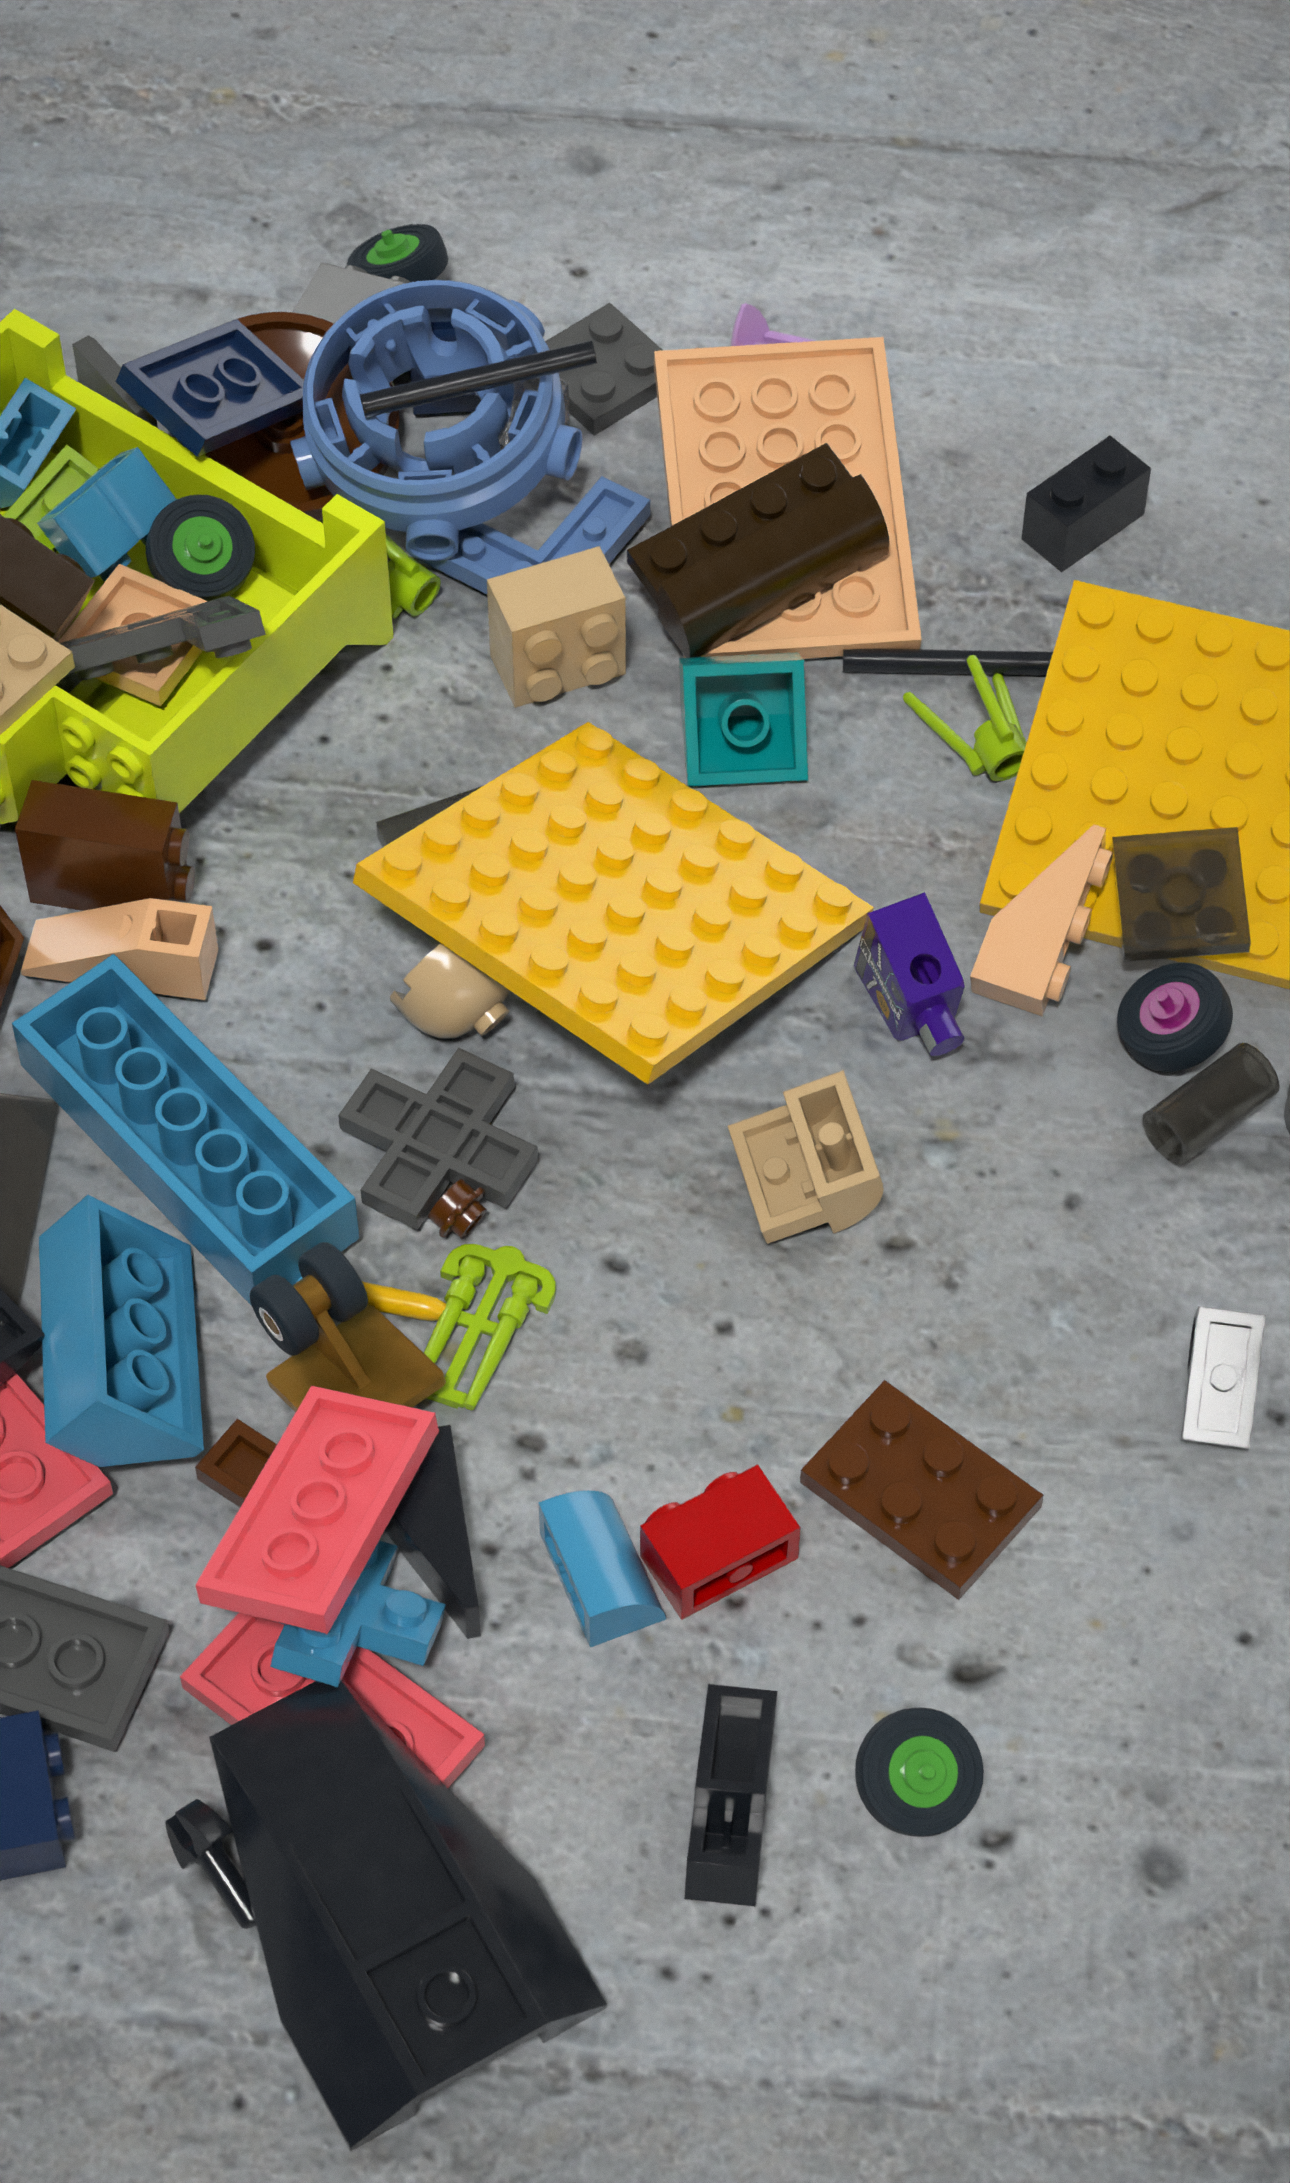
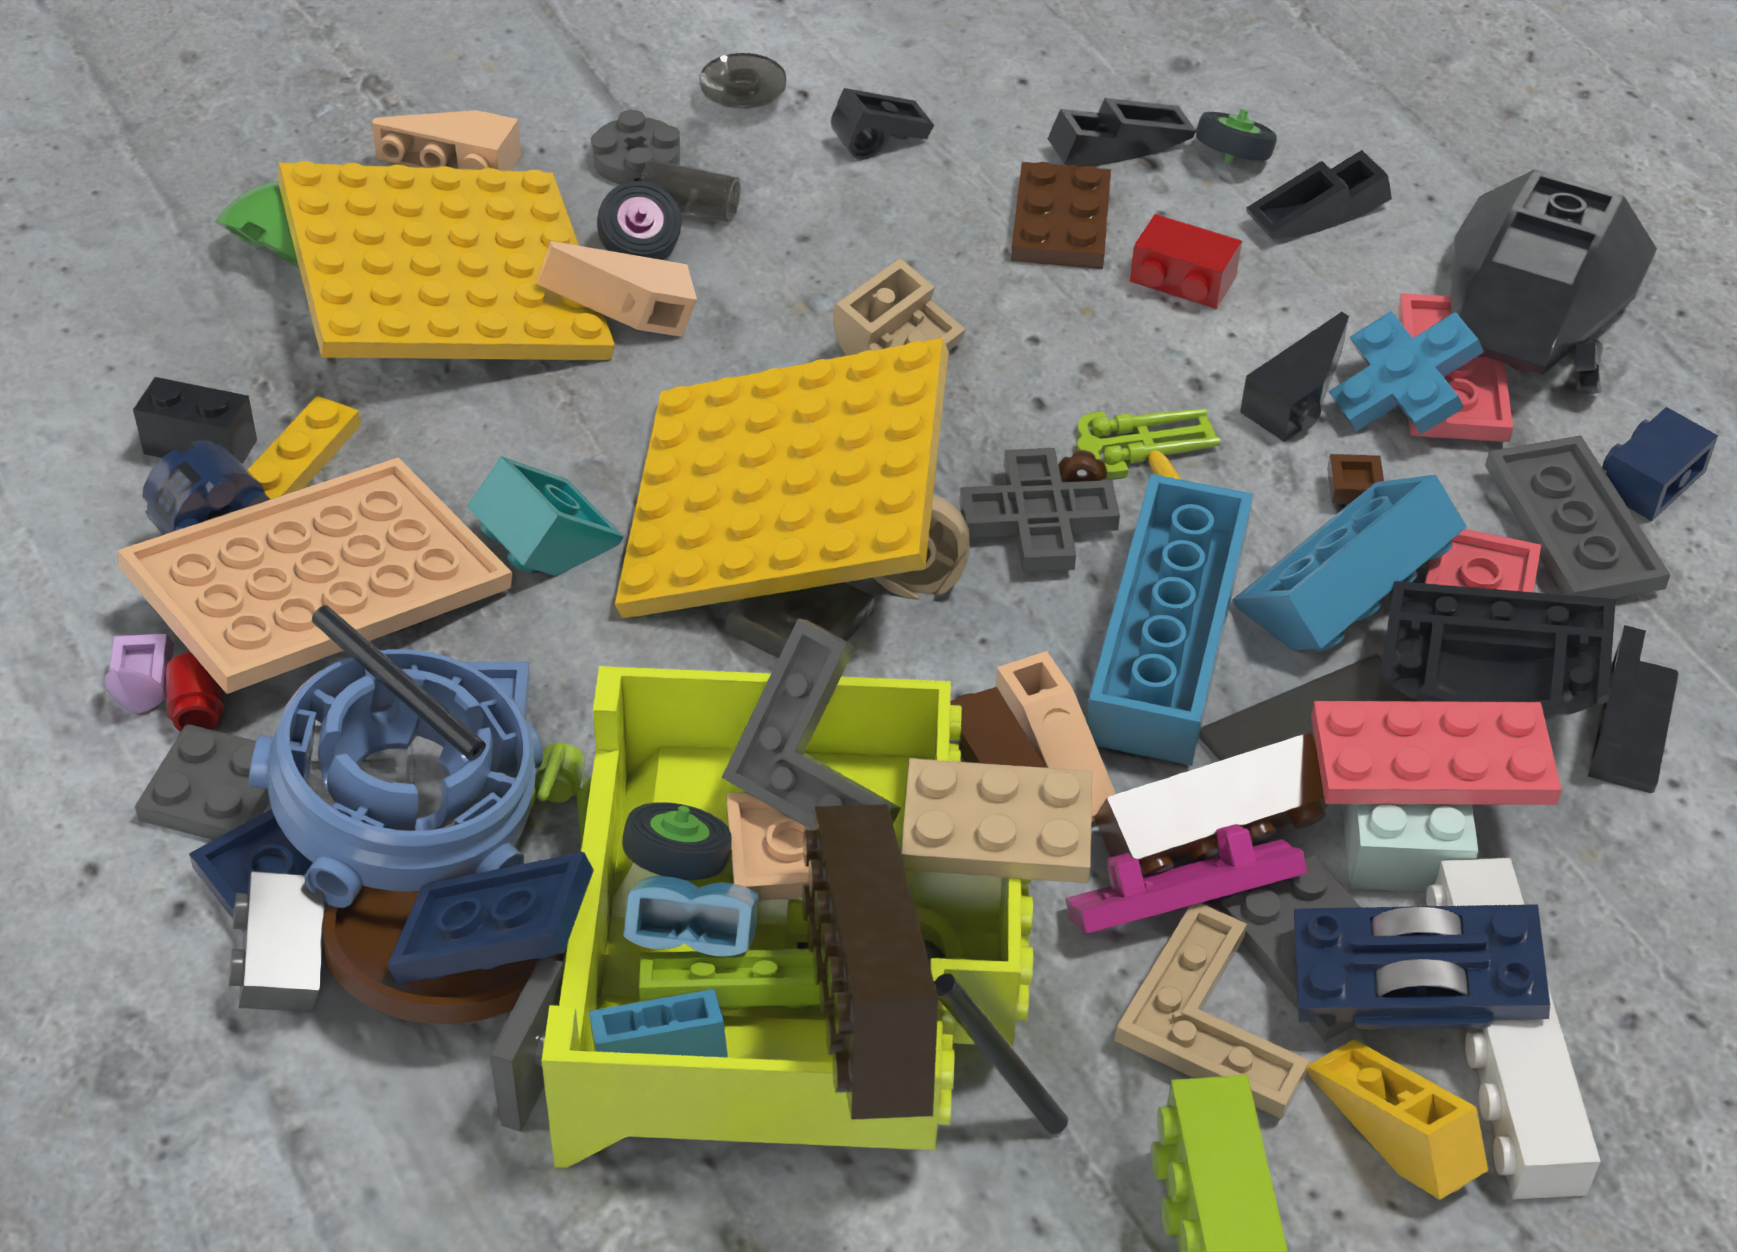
camera: 125 degrees left, 10 degrees down
(318, 1509) = (1377, 367): coral plate -> none
(357, 1356) = (1250, 454): pearl gold plate -> none
(403, 251) = (178, 971): black wheel -> none
(557, 626) = (556, 626): tan brick -> none
(598, 1565) = (1251, 305): dark azure brick -> none
(760, 550) = (398, 536): dark brown brick -> none
(912, 973) = (711, 333): dark purple torso -> none
(940, 450) = (198, 487): none -> dark blue brick
(945, 661) = (384, 433): black bar -> none
(998, 741) = (467, 387): lime plant -> none
(1000, 580) = (305, 446): none -> yellow plate
(1028, 1653) = (1118, 132): none -> black slope
(1180, 894) = (548, 216): clear smoke plate -> none

